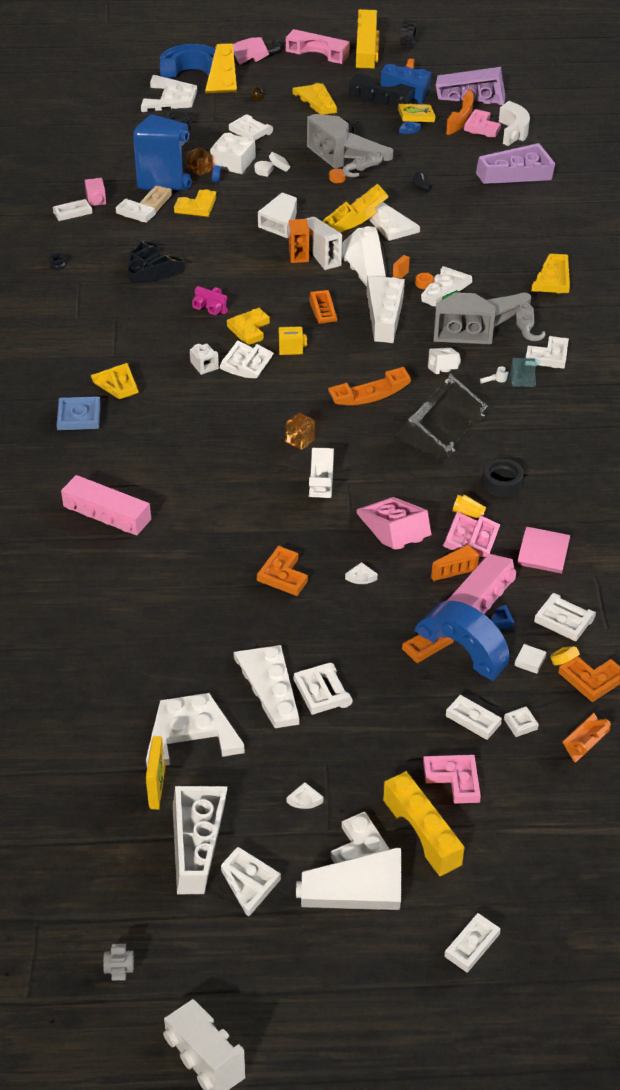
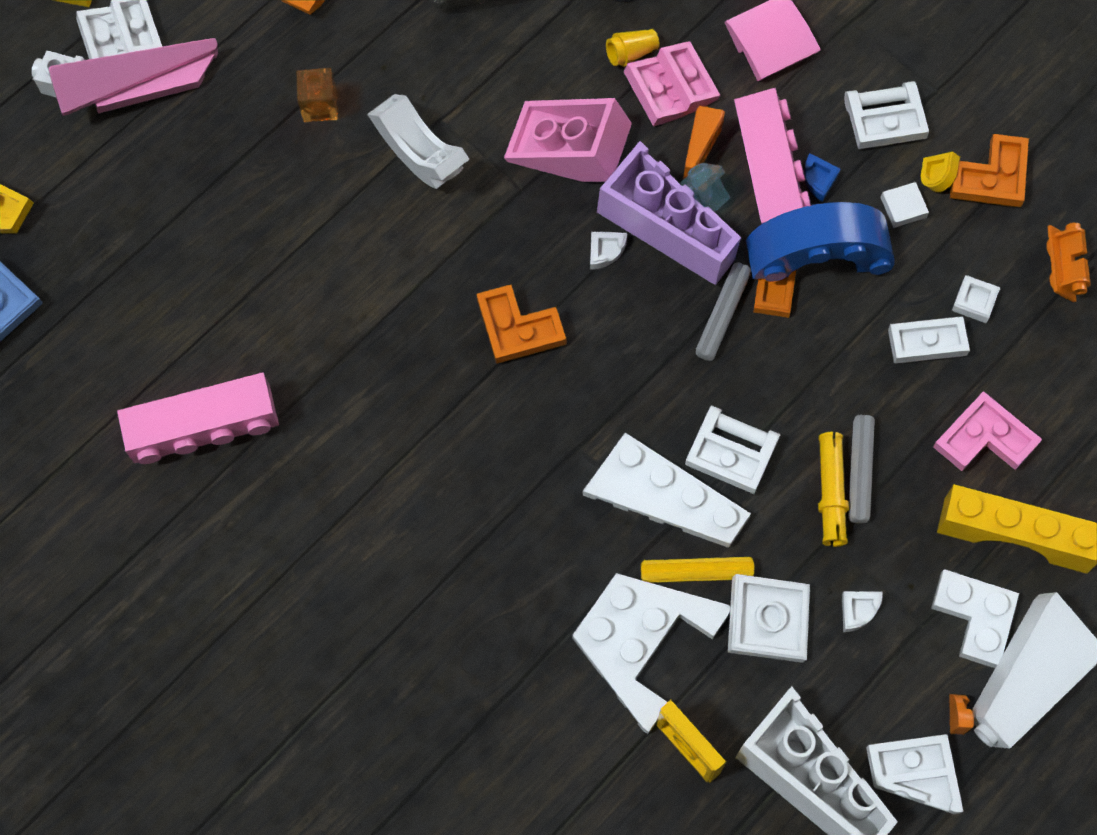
camera: 40 degrees left, 25 degrees up
(230, 373) = (131, 76): none -> bright pink wedge
(248, 722) = (695, 569): none -> yellow axle
(256, 764) = (769, 618): none -> white tile
(294, 873) = (960, 717): none -> orange tile
(343, 744) = (833, 502): none -> yellow pin
(375, 743) = (861, 469): none -> light grey axle
(385, 635) = (723, 311): none -> light grey axle
(400, 573) = (667, 216): none -> lavender wedge
(433, 580) = (706, 185): none -> clear light blue bracket

